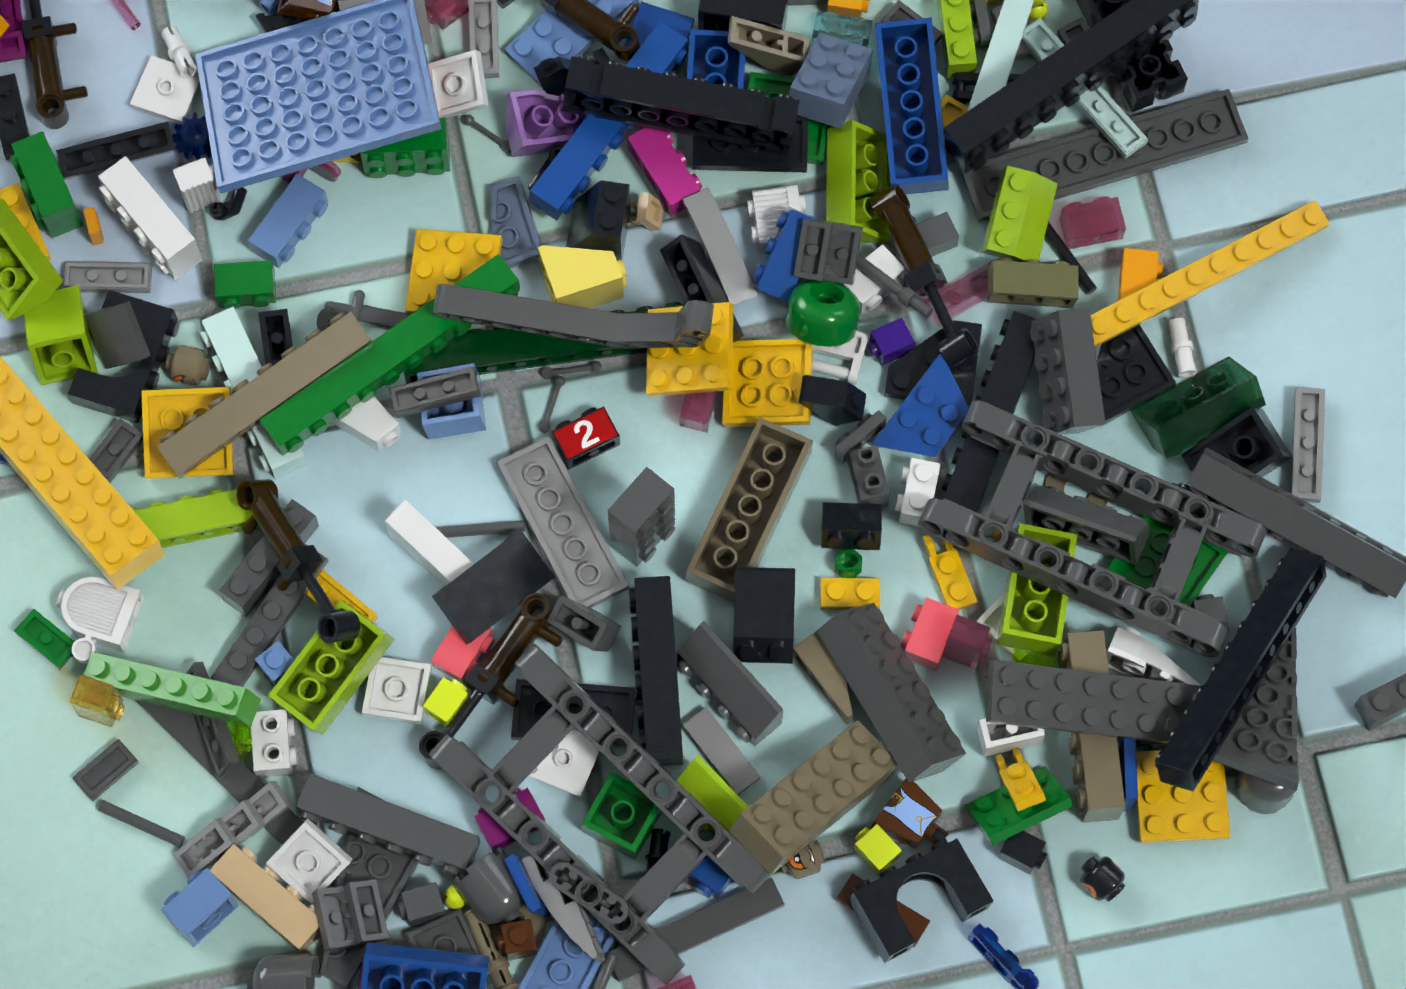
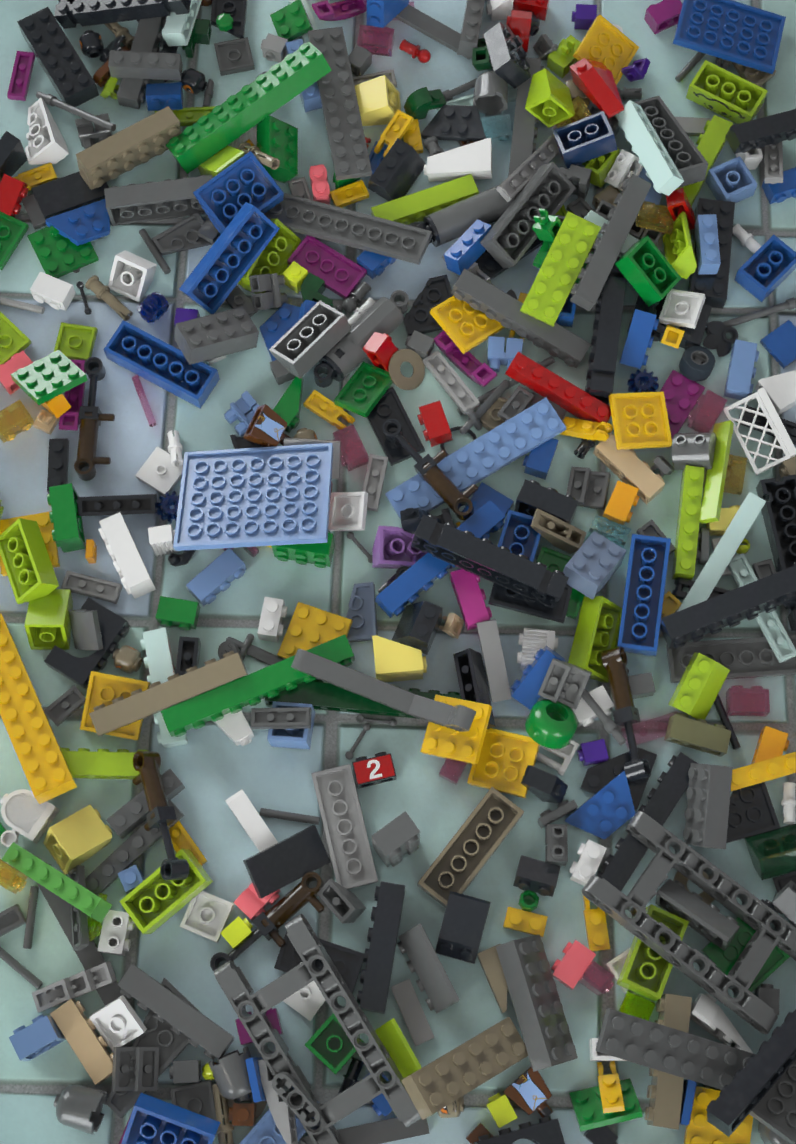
camera: 15 degrees right, 0 degrees up
(143, 753) = (30, 917): none -> dark grey bar
(182, 627) = (77, 838): none -> light yellow slope
(384, 262) = (271, 619): none -> white brick

